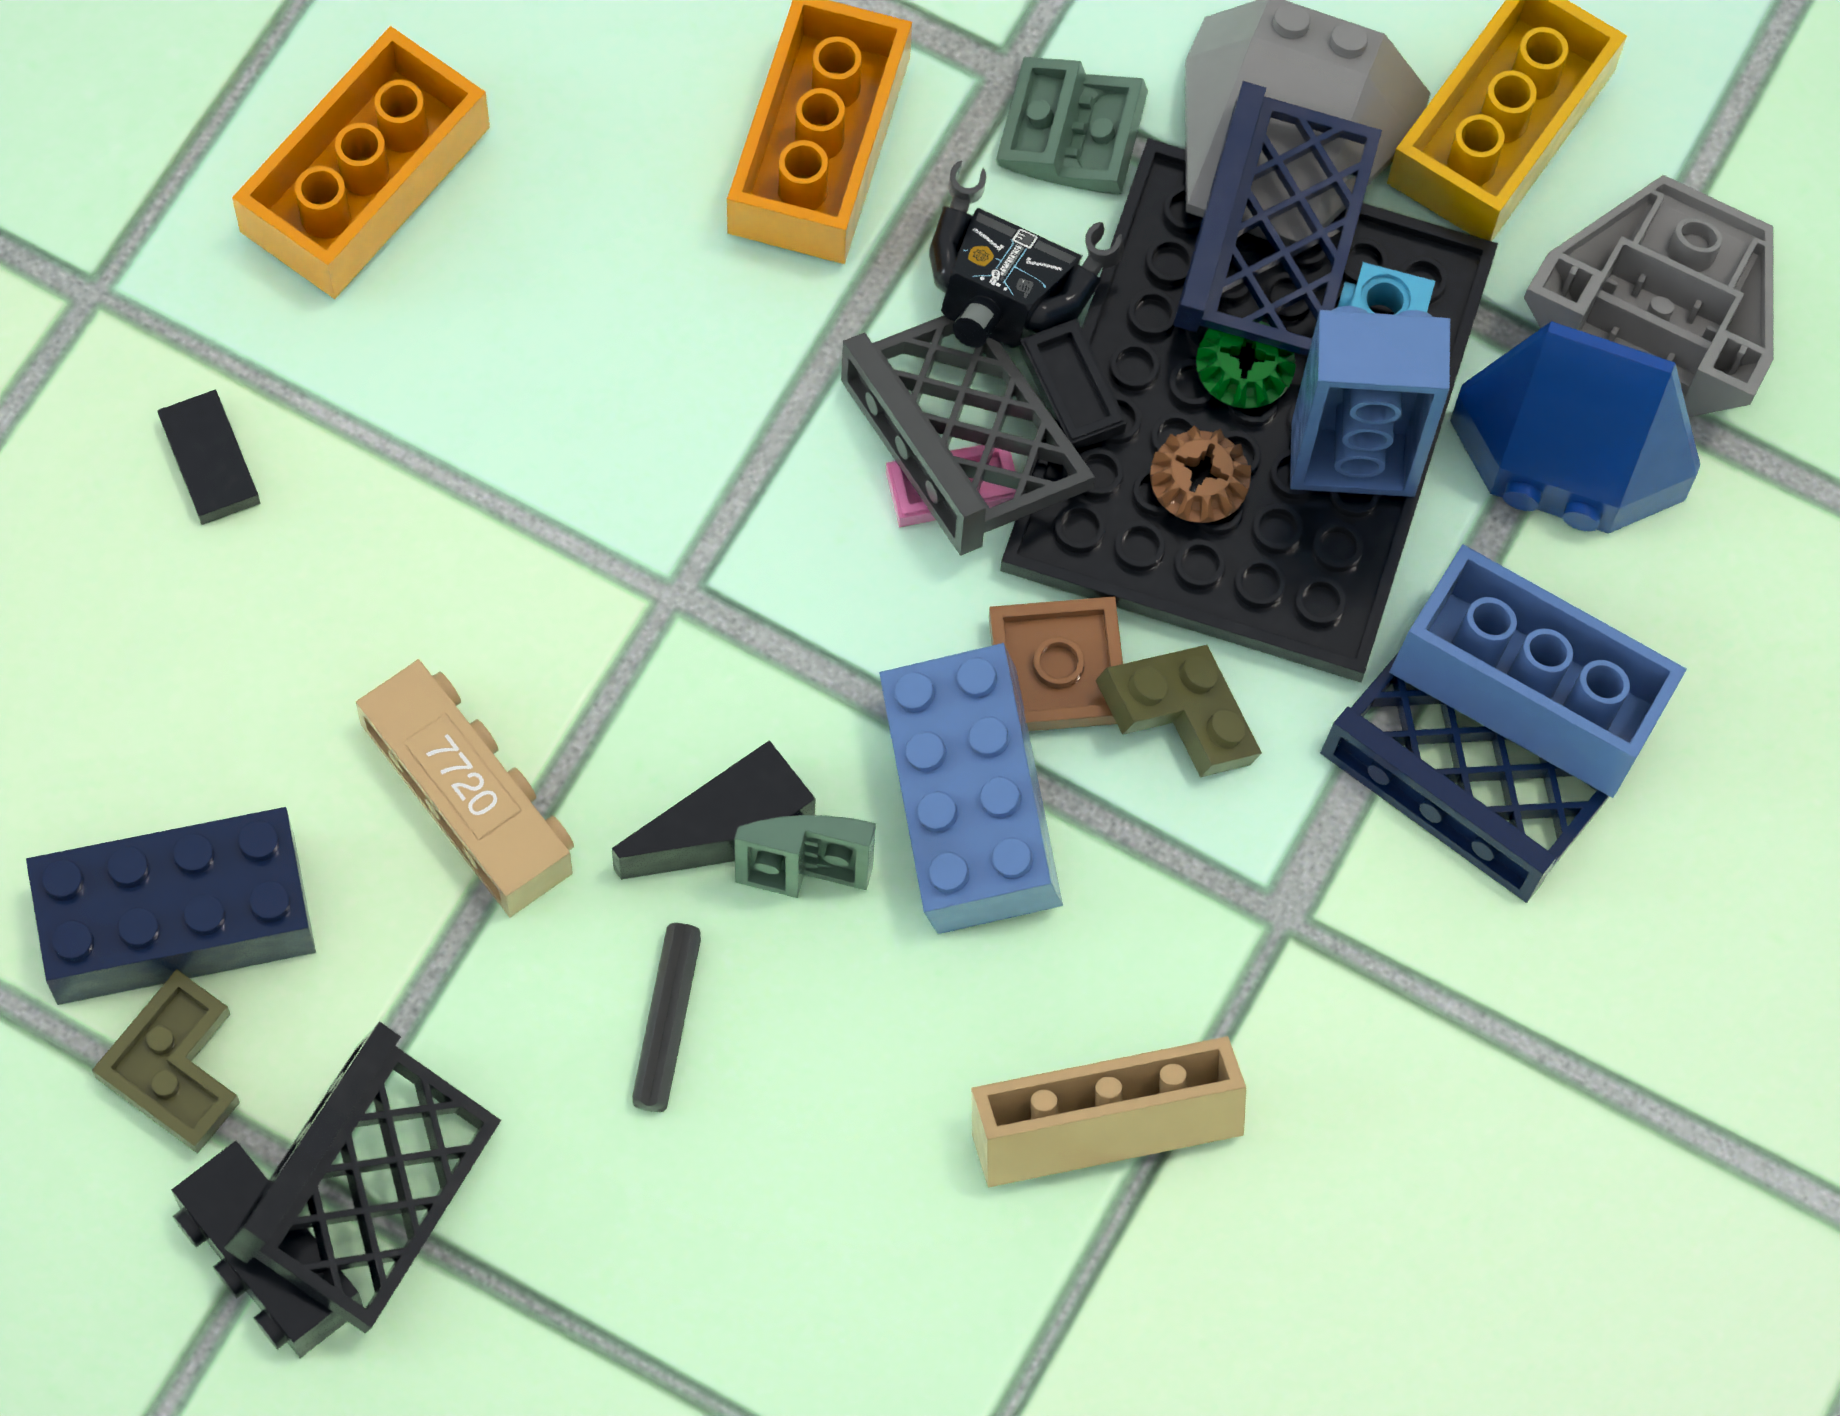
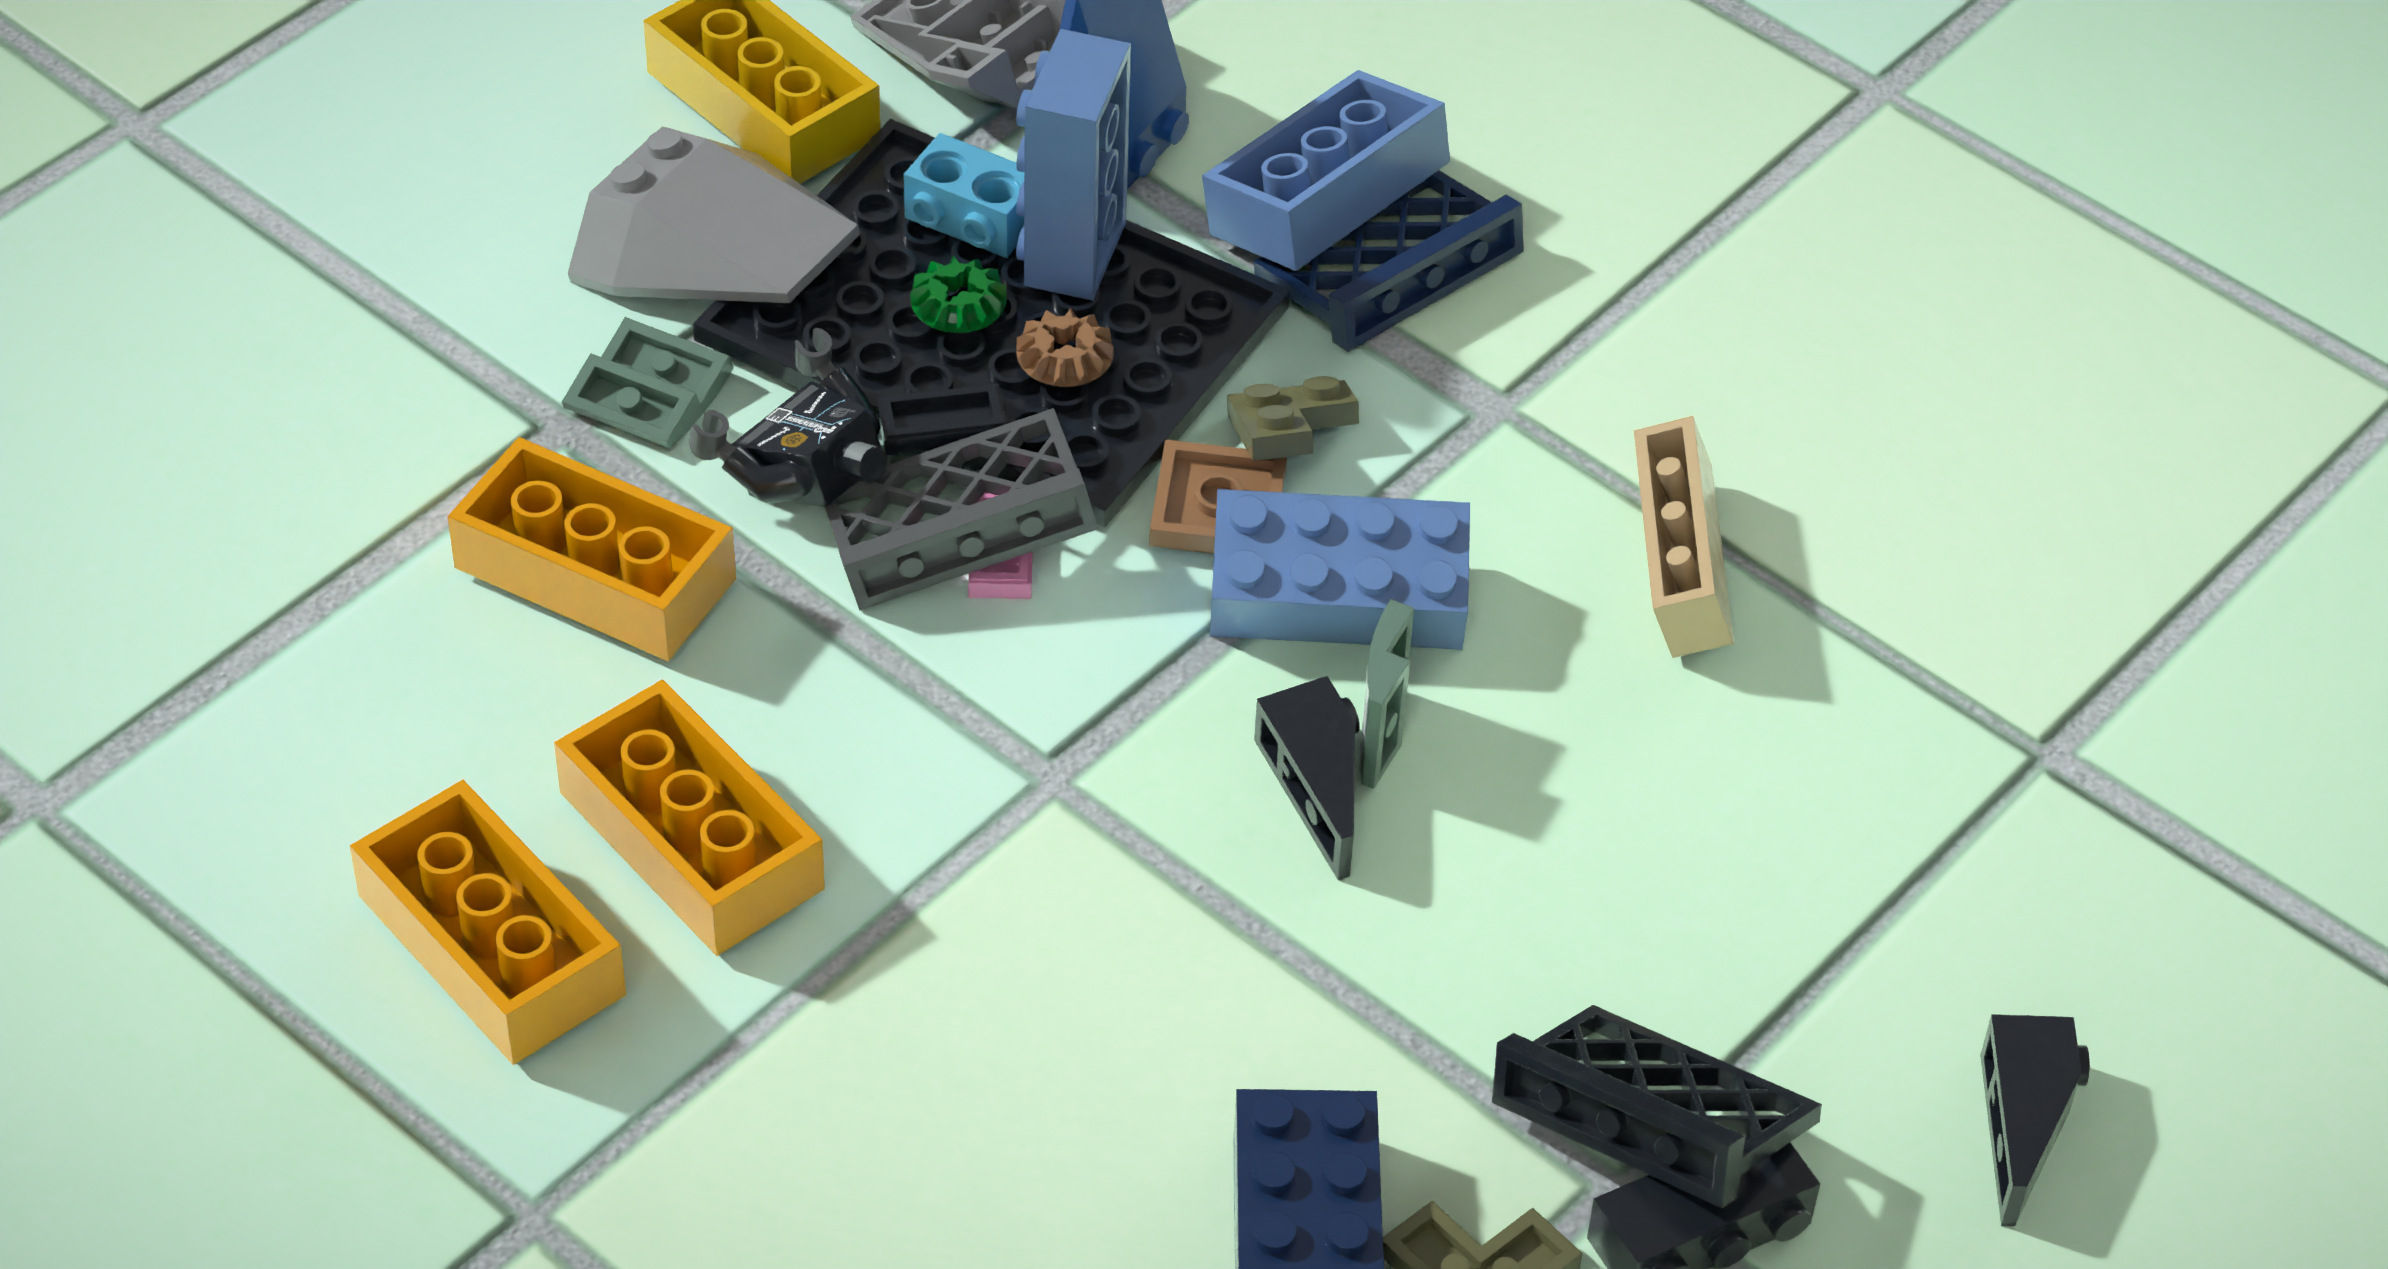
camera: 75 degrees left, 20 degrees down
(208, 457) = (778, 1134): black tile -> none
(466, 787) = (1231, 965): tan brick -> none
(517, 290) = (690, 816): none -> light orange brick
(666, 1017) = (1510, 856): dark grey axle -> none
(1233, 192) = (822, 253): dark blue fence -> none

